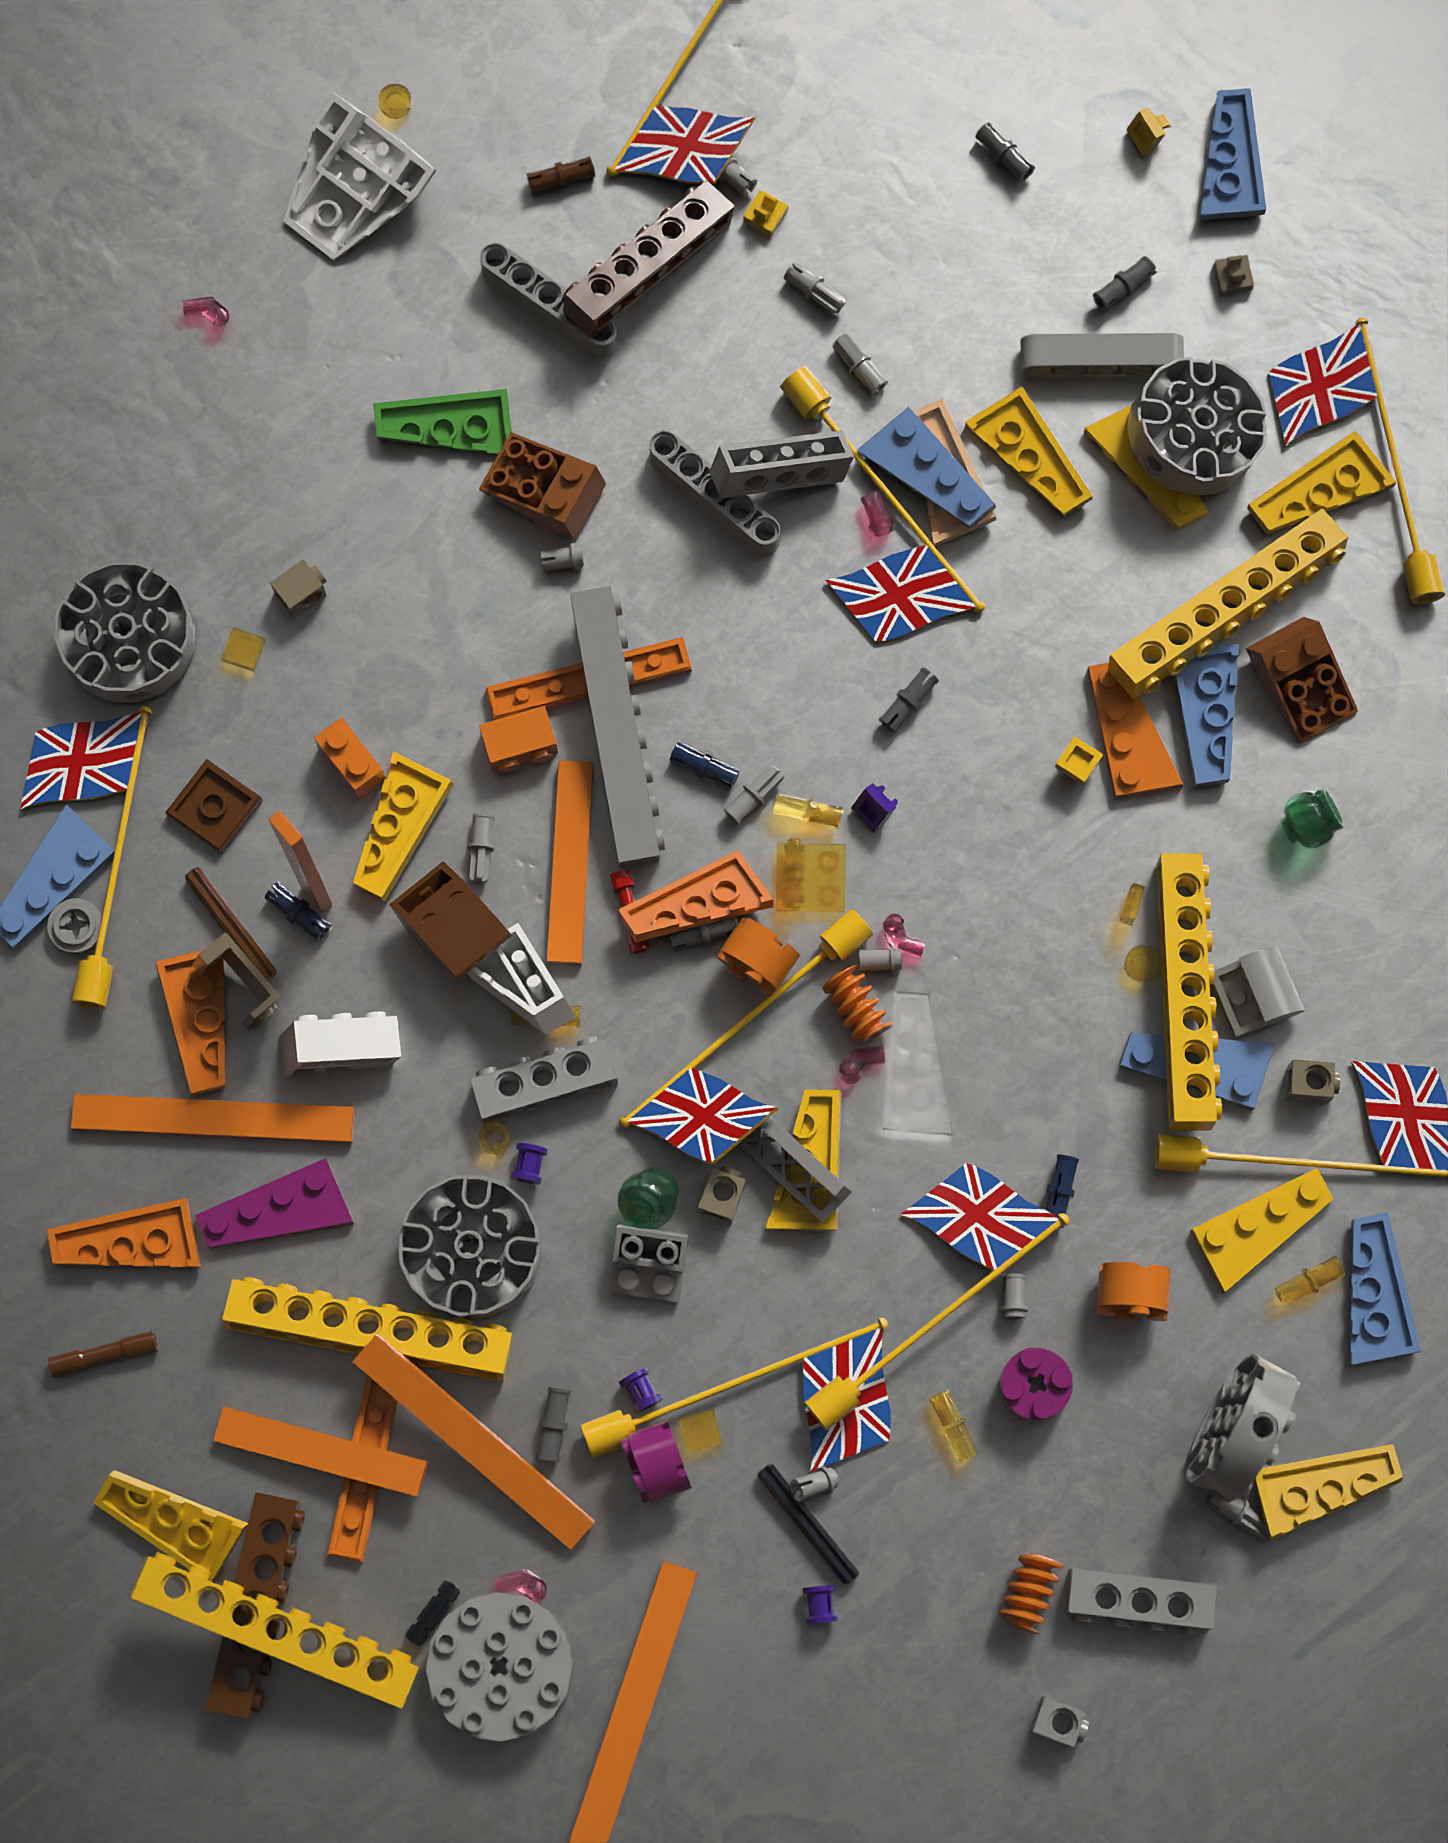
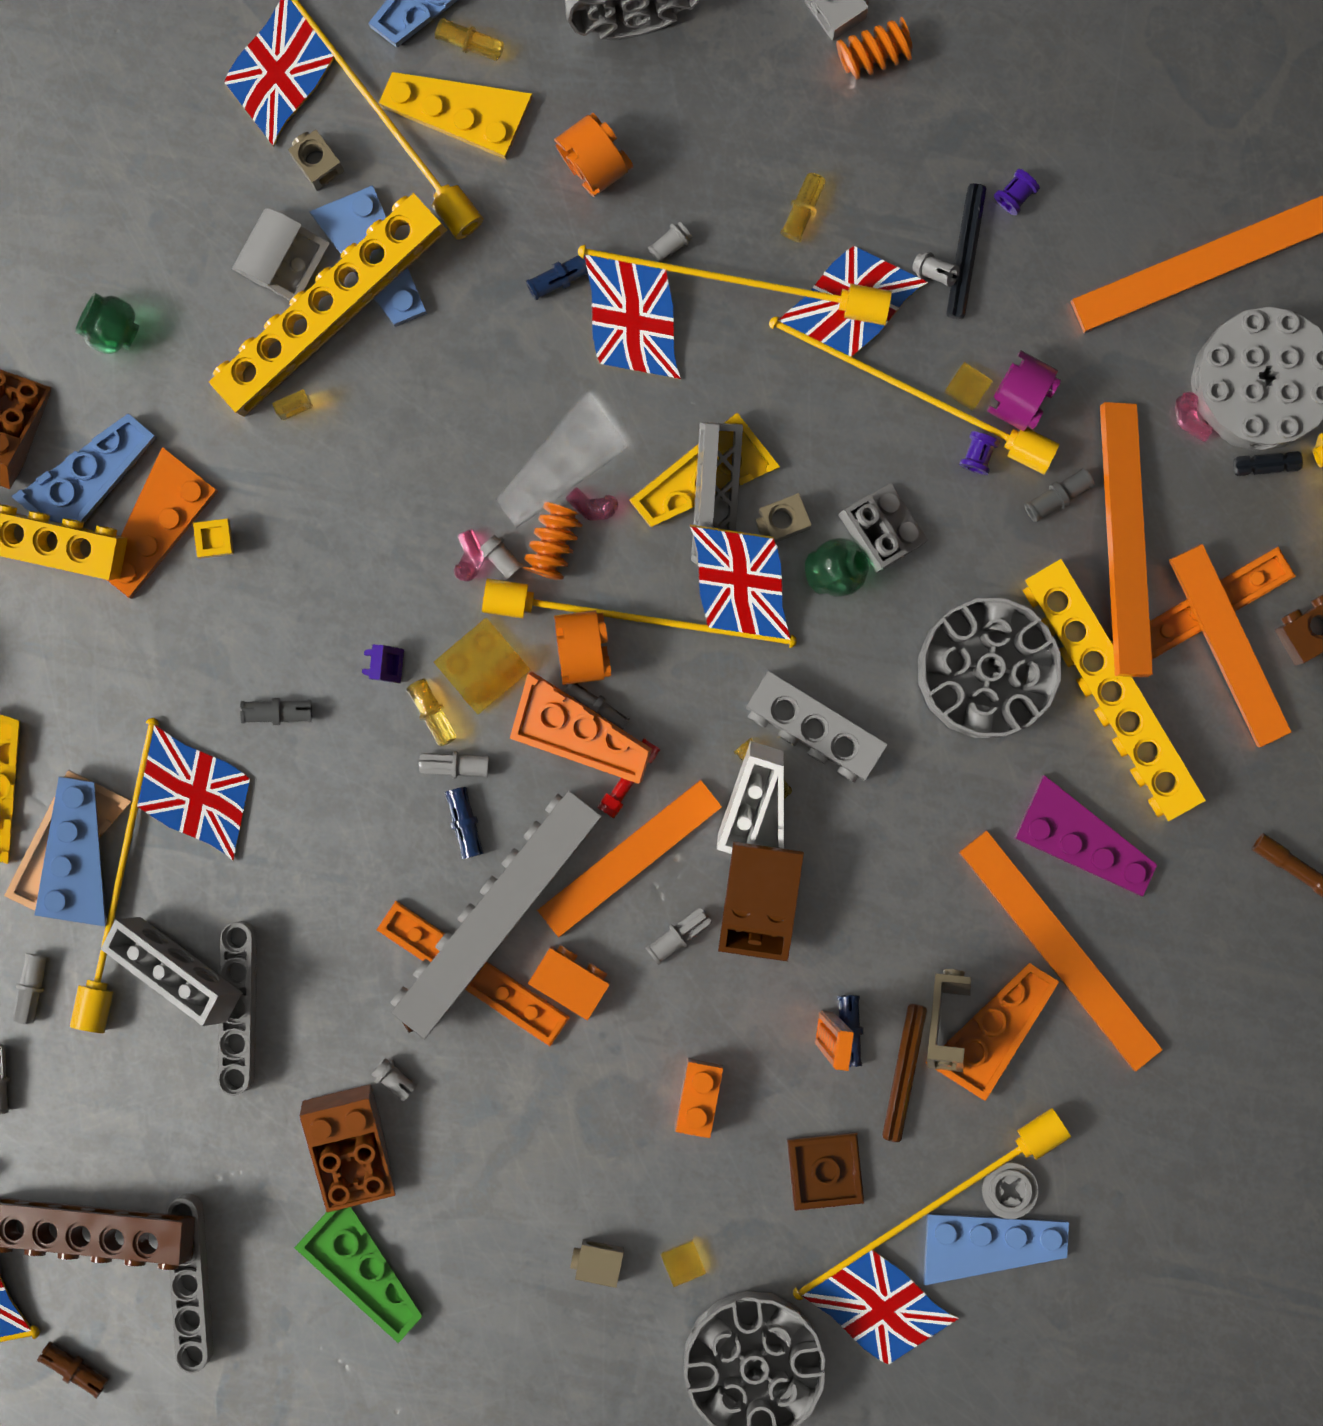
camera: 130 degrees left, 10 degrees up
(134, 1238) = (1196, 922): orange wing -> none
(340, 1042) = (923, 903): white wedge -> none
(403, 816) = (704, 1017): yellow wing -> none
(489, 1128) = (893, 716): clear yellow bush -> none
(528, 1163) = (886, 682): dark purple bush -> none
(880, 521) = (144, 866): clear pink pin -> none
(1056, 1381) = (737, 156): magenta brick -> none
(1142, 963) = (332, 361): clear yellow tile -> none

